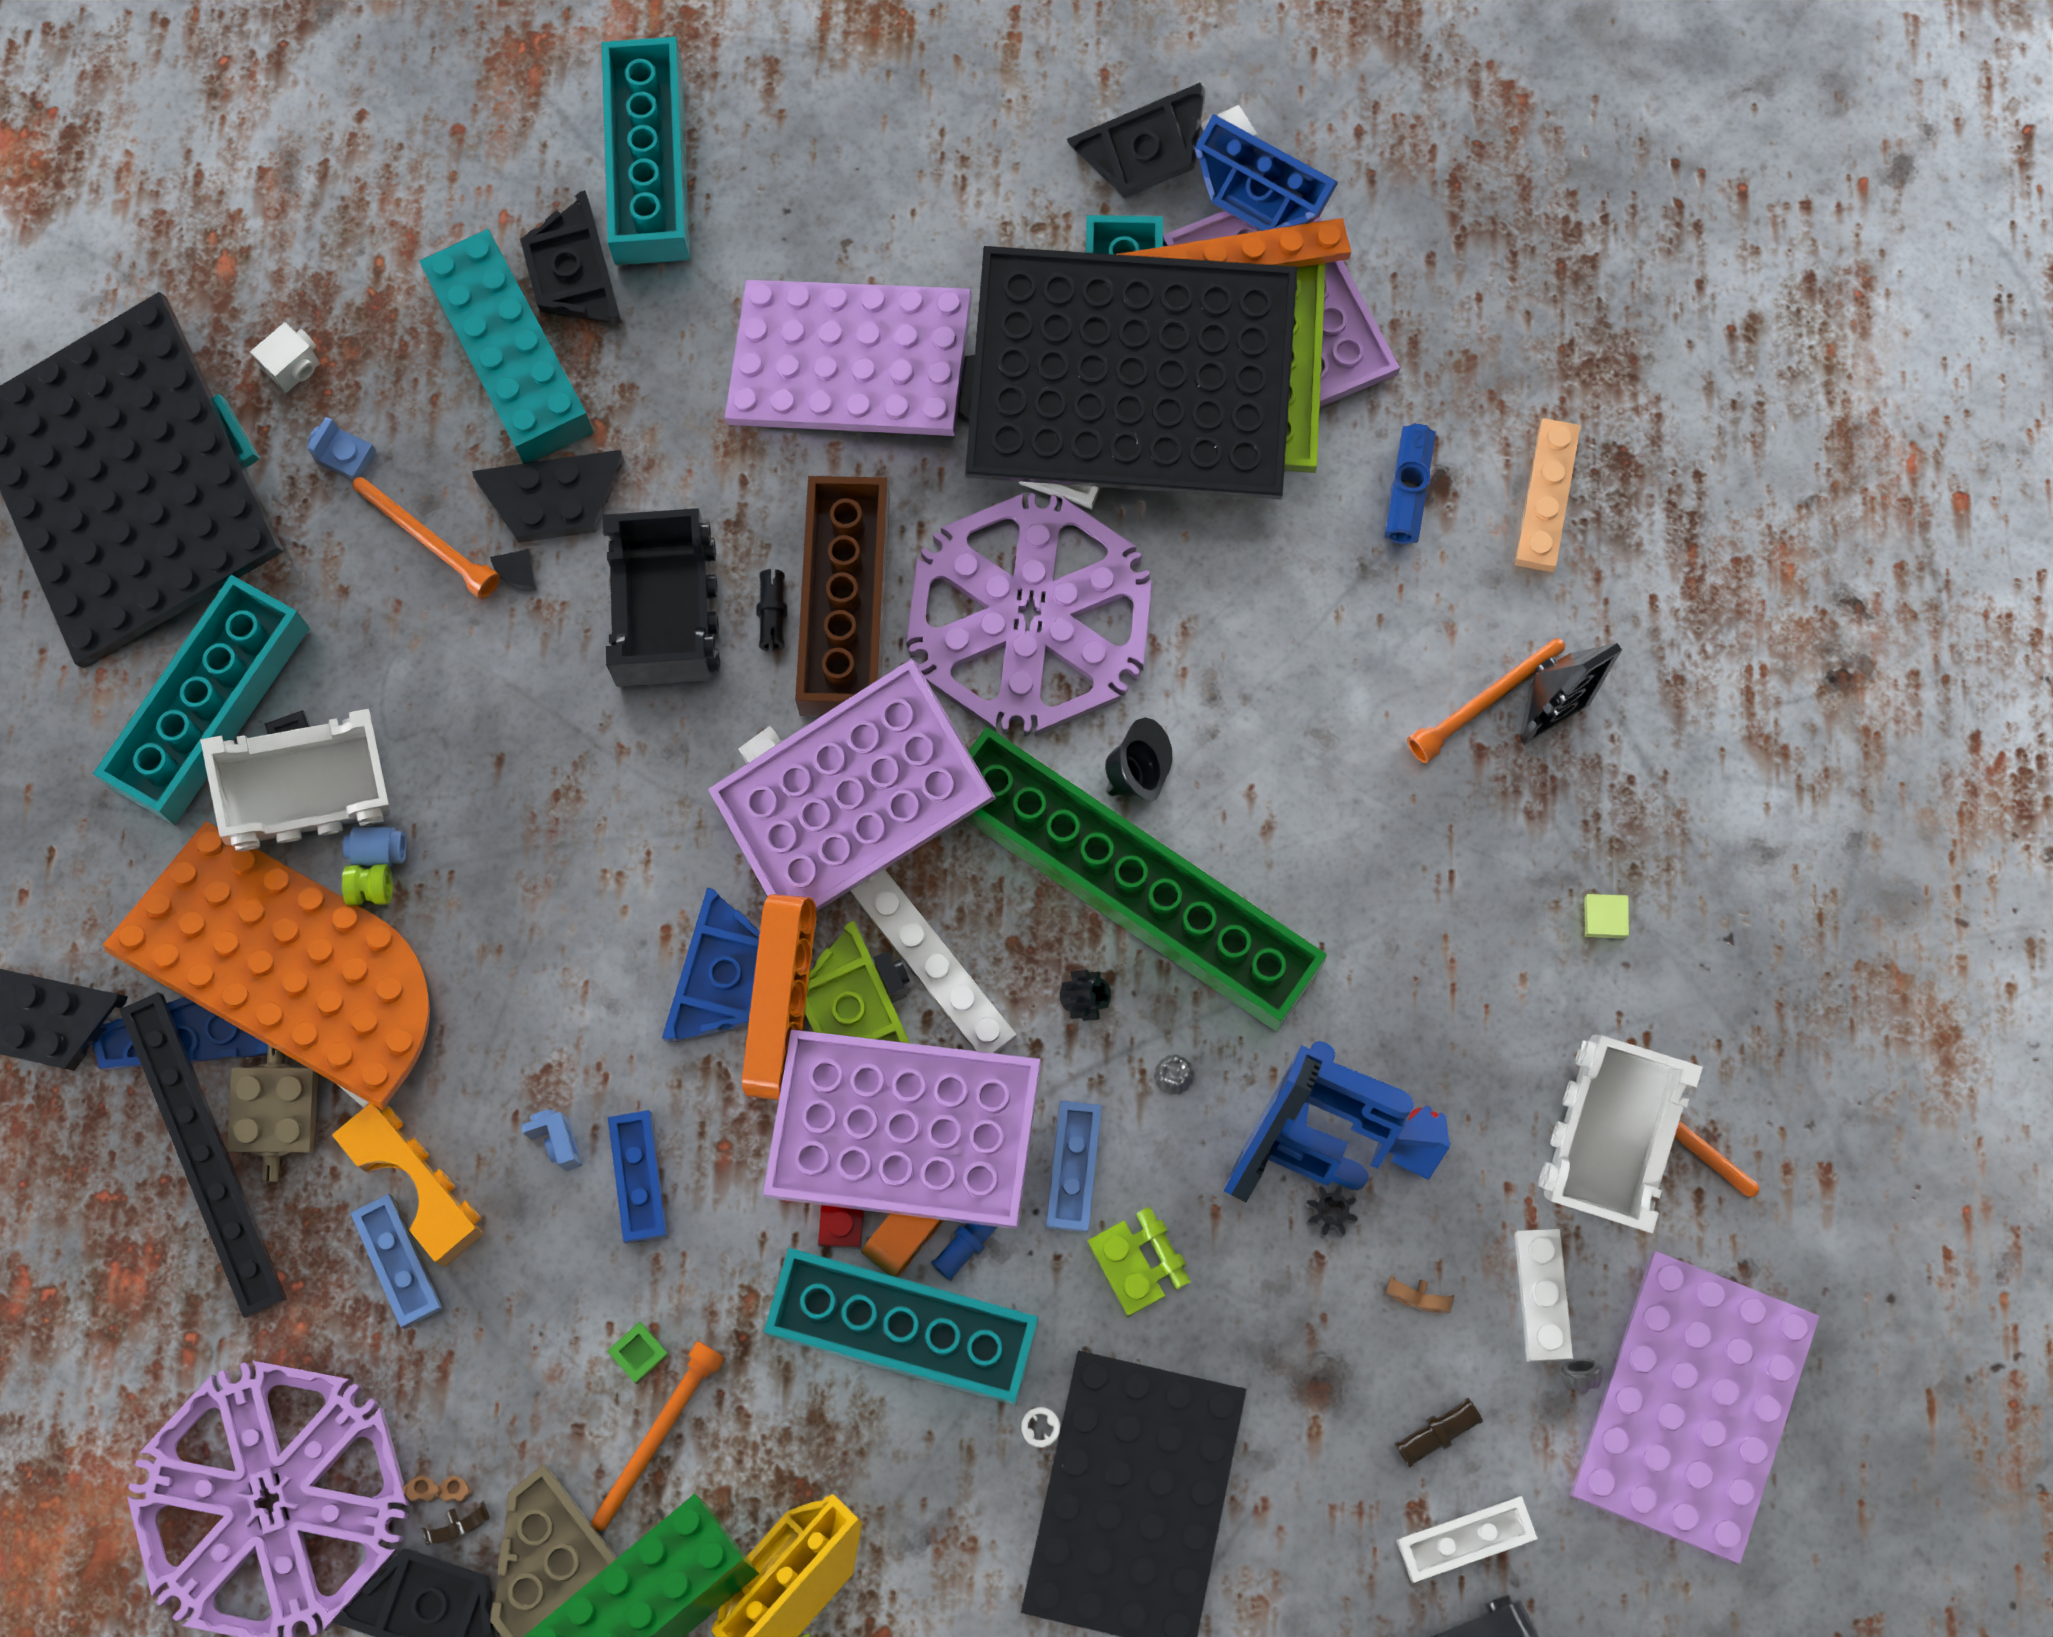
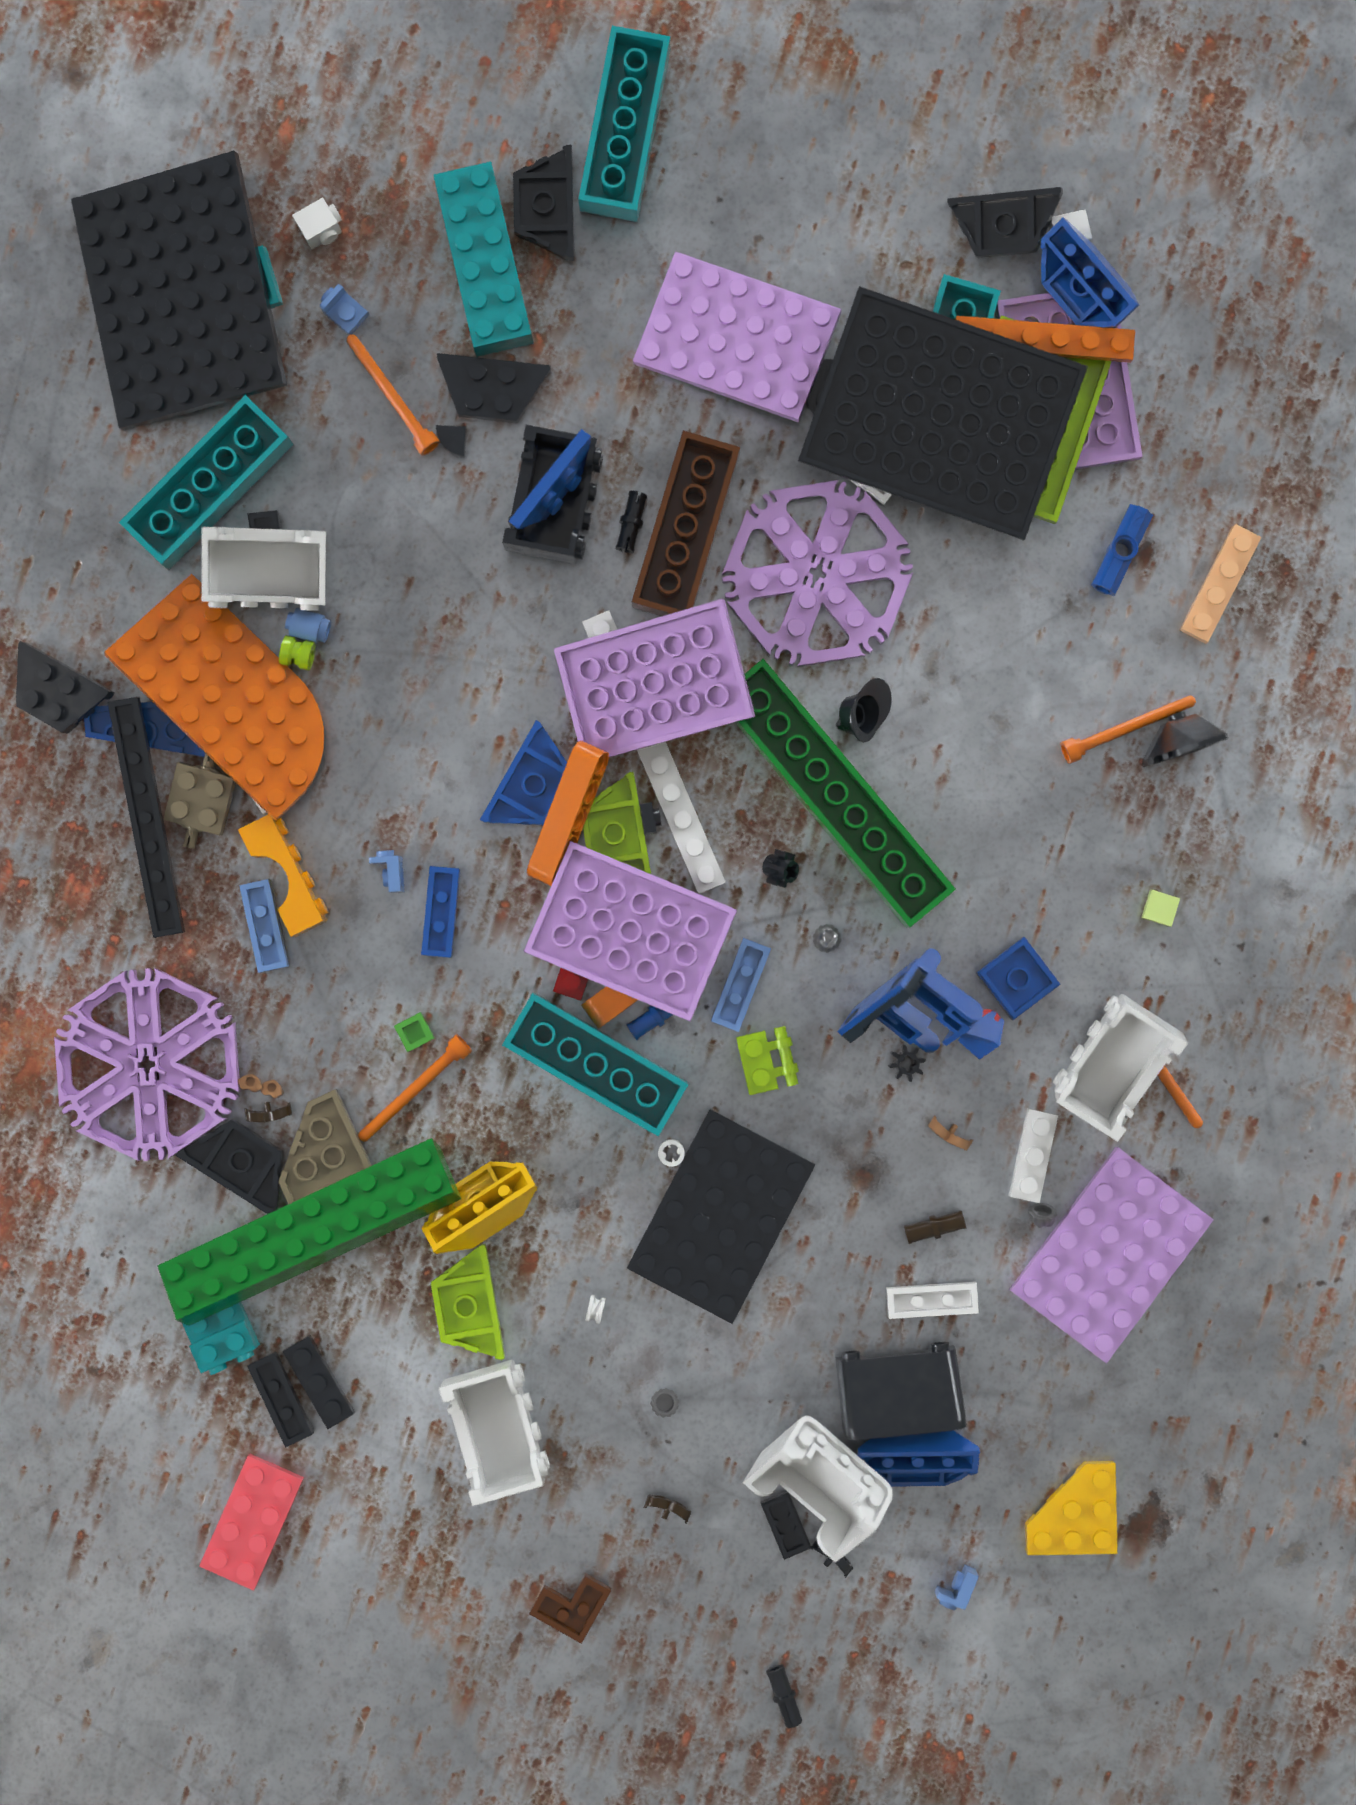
camera: 10 degrees right, 15 degrees up
(659, 578) = (559, 479): none -> blue wing
(1447, 1057) = (1018, 978): none -> blue plate

